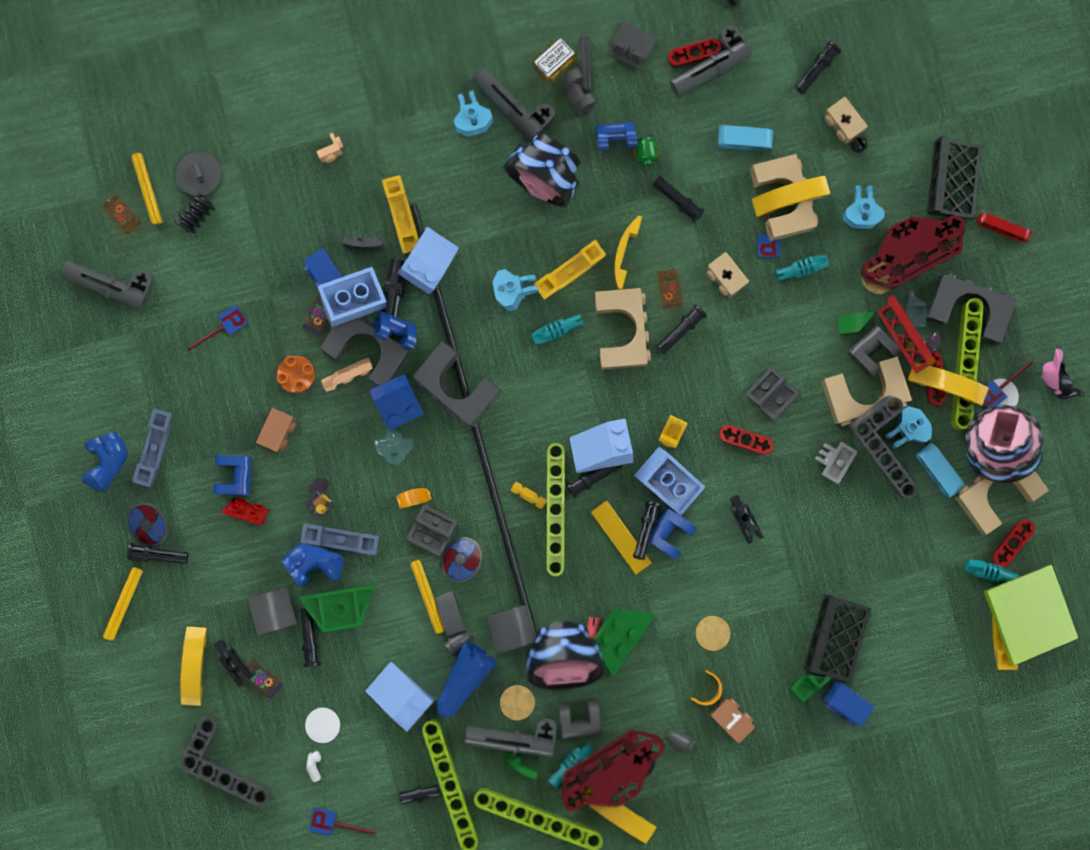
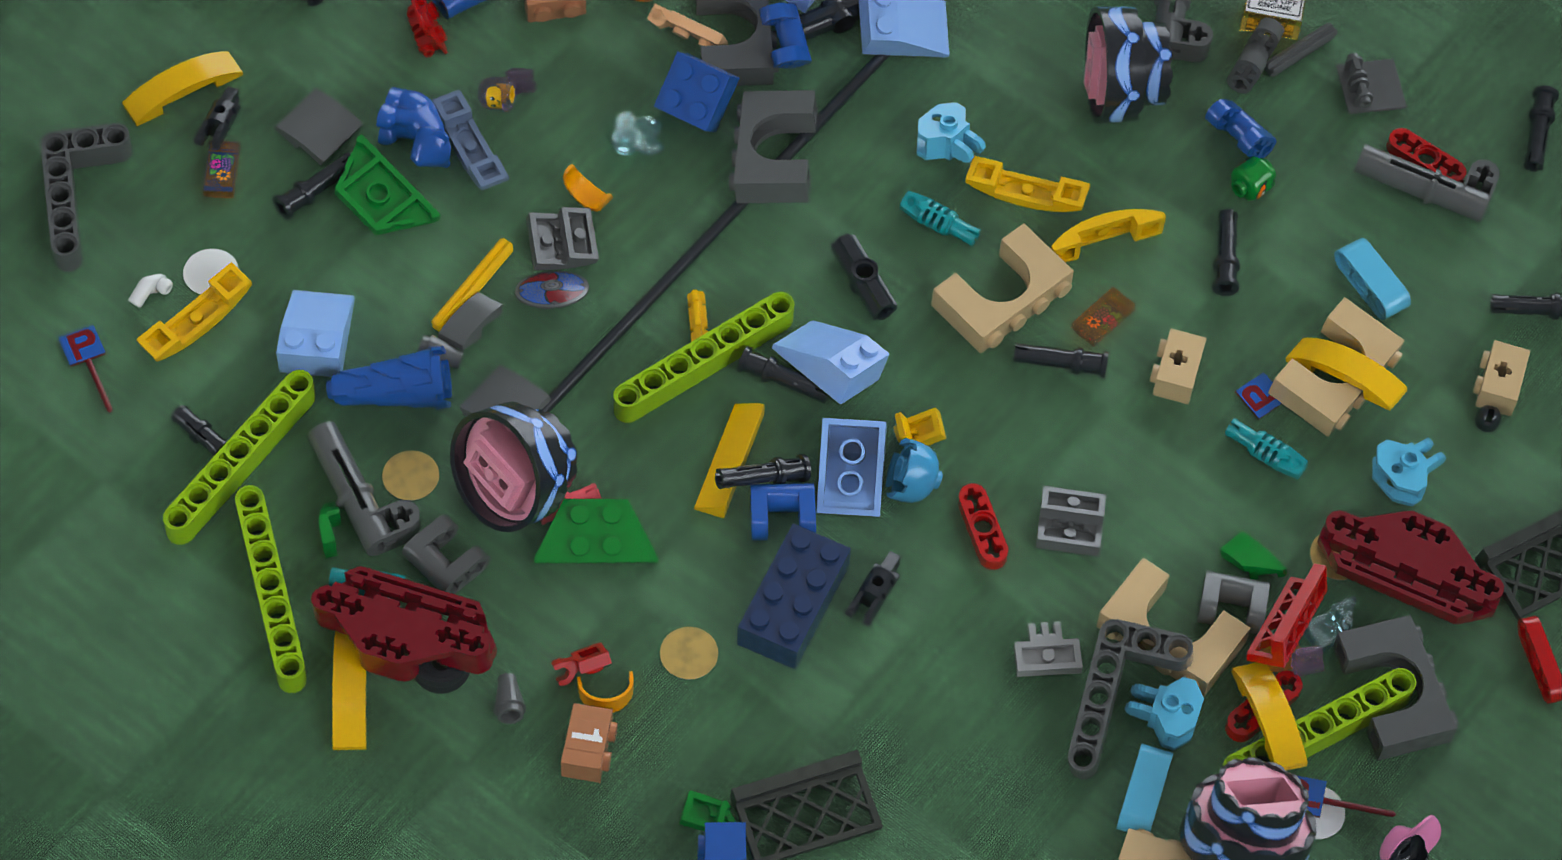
camera: 50 degrees right, 25 degrees down
(348, 753) = (197, 317): none -> yellow slope
(552, 392) = (870, 290): none -> black piece
(686, 689) = (585, 660): none -> red plate
(697, 455) = (913, 472): none -> dark azure cylinder
(723, 563) = (793, 596): none -> dark blue brick

